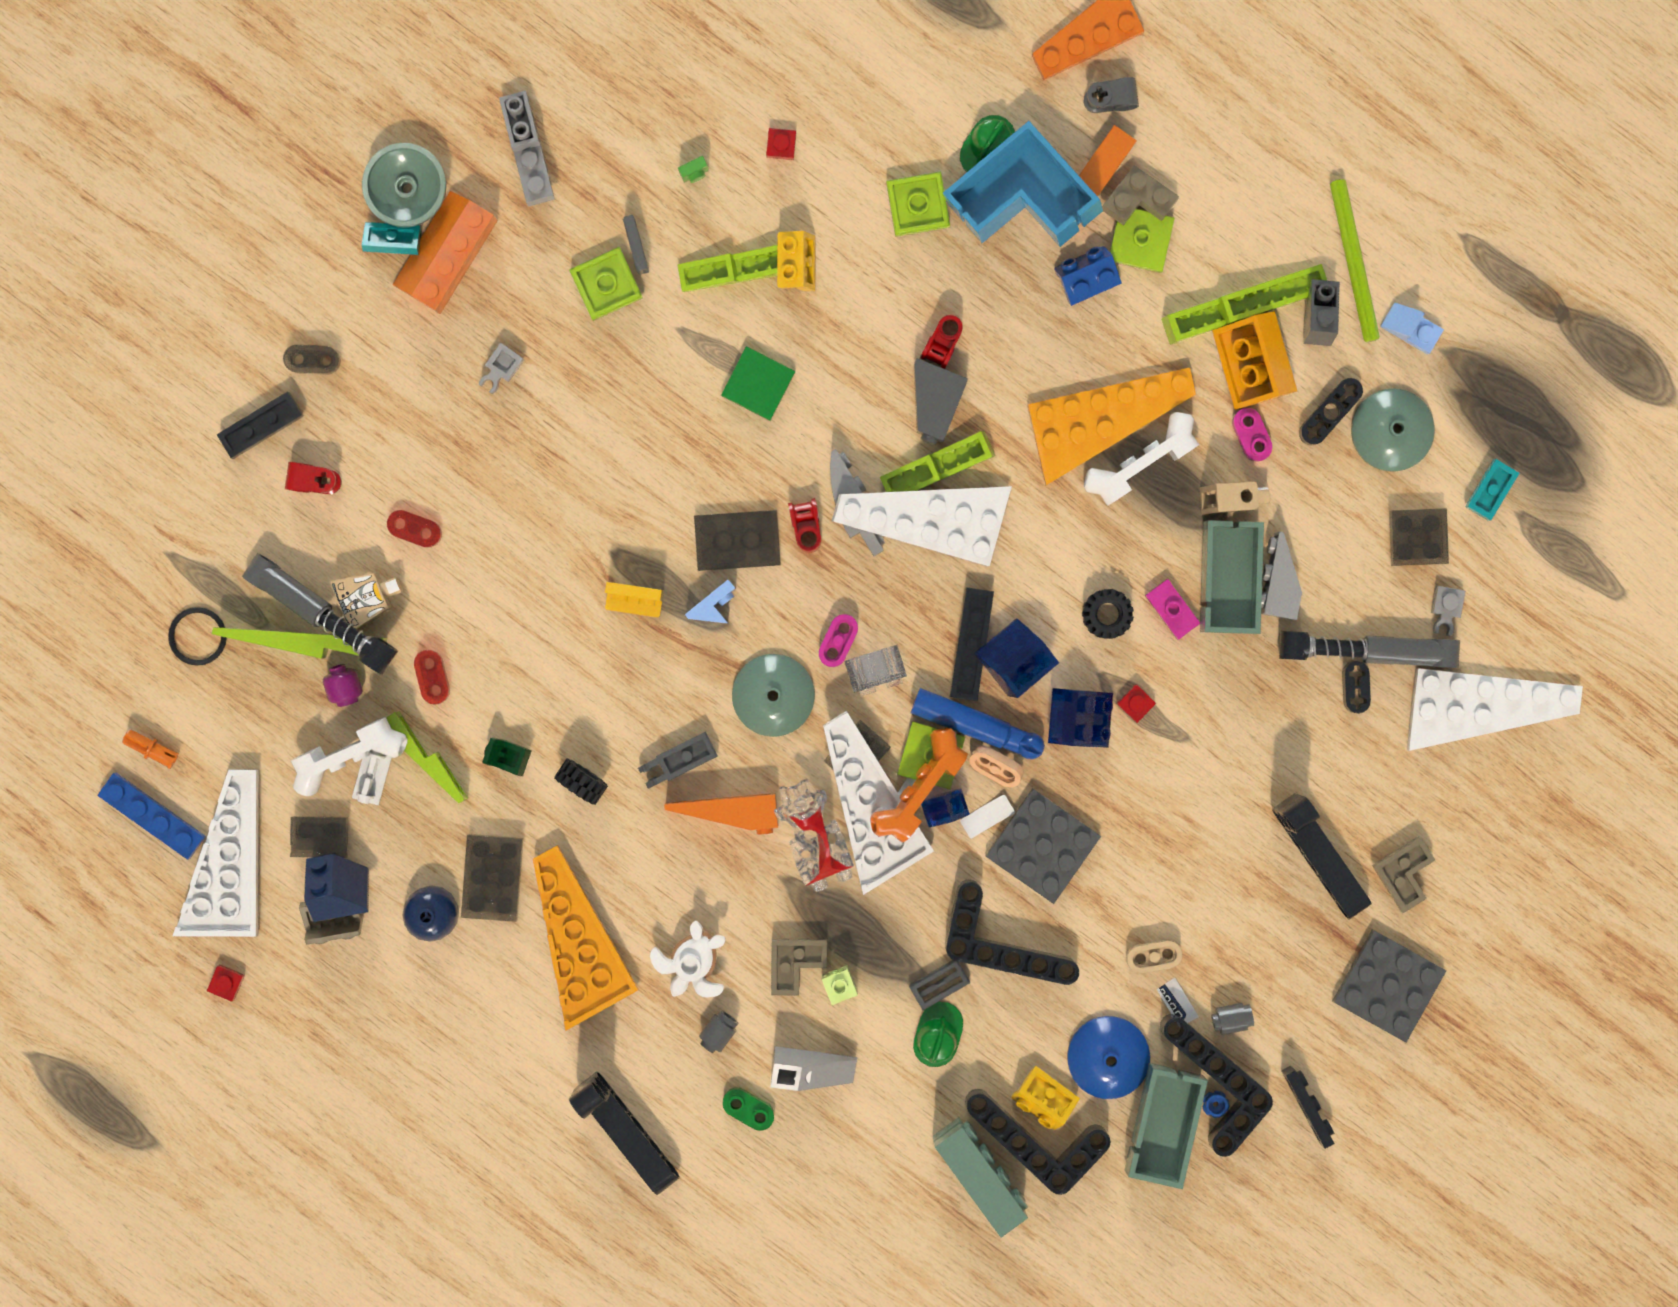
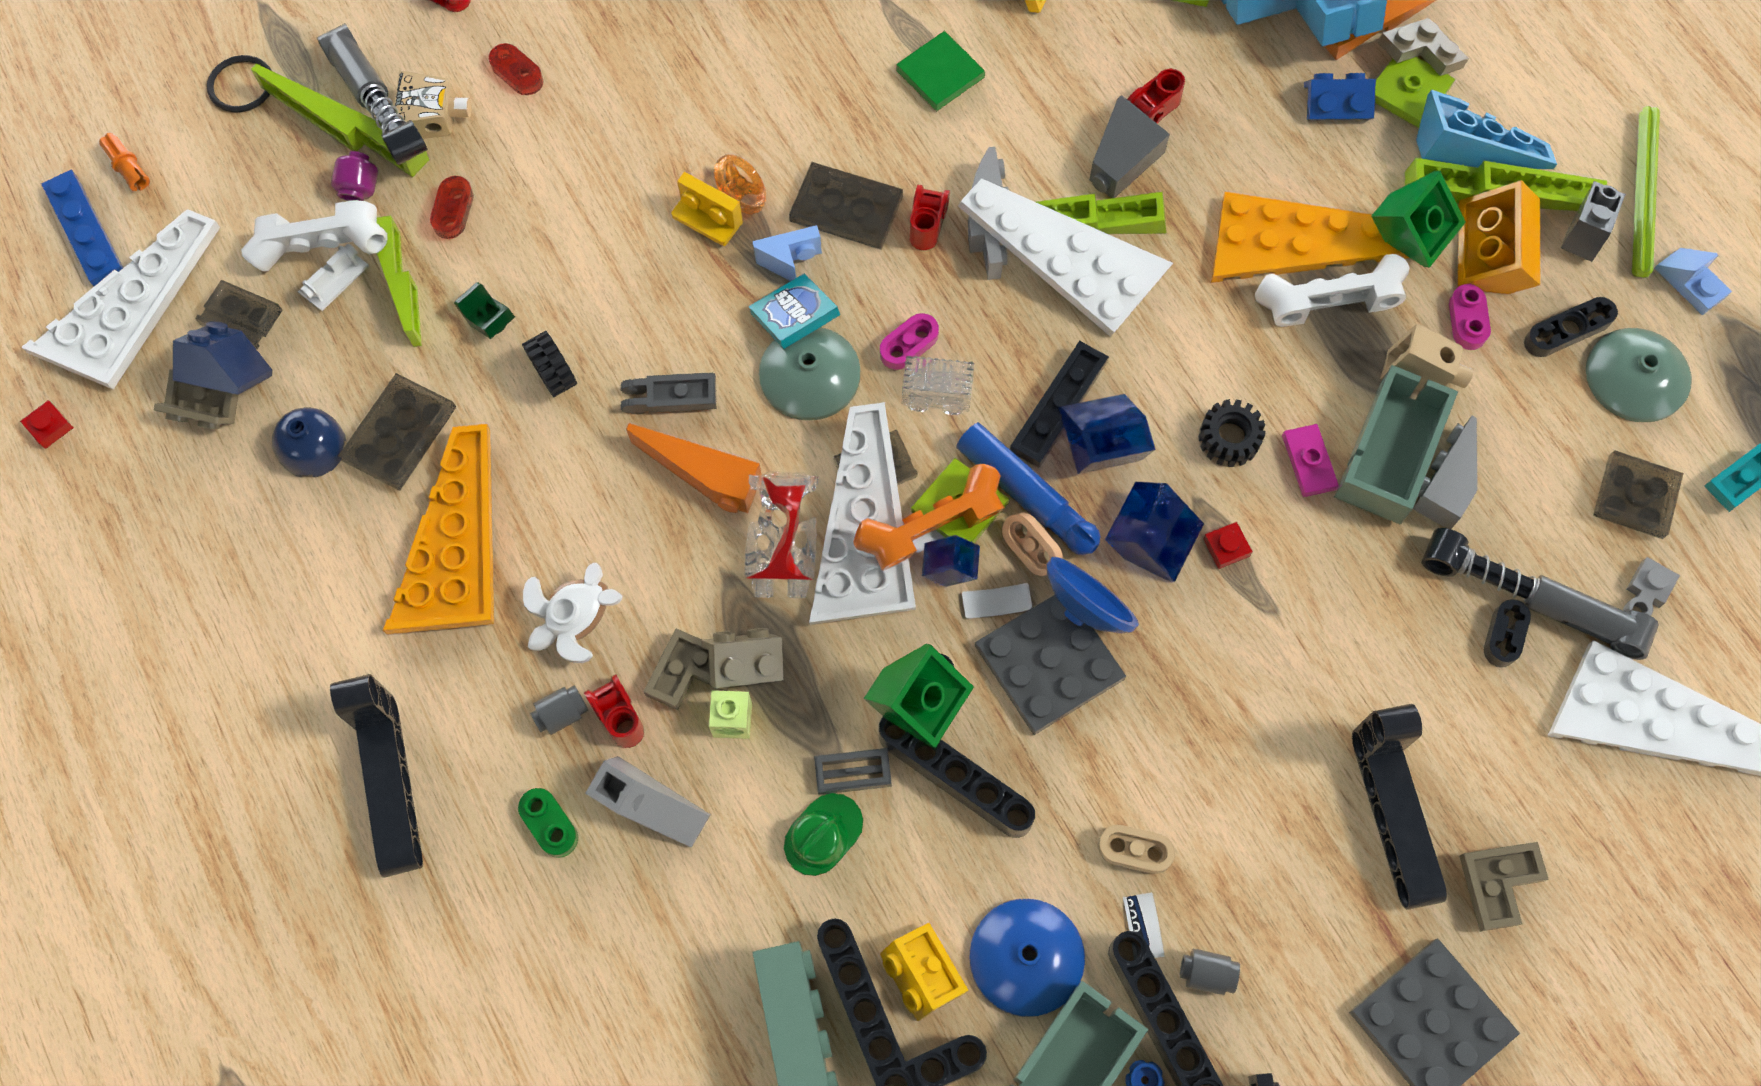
camera: 25 degrees right, 20 degrees down
(644, 568) = (737, 185): none -> clear orange piece
(740, 654) = (794, 310): none -> tile
(756, 1014) = (614, 707): none -> red piece
(830, 941) = (744, 658): none -> dark tan bracket
(968, 924) = (920, 694): none -> green slope
(1056, 797) = (1088, 599): none -> blue dish
(1189, 377) = (1420, 218): none -> green slope
(1201, 273) = (1463, 138): none -> dark azure wedge

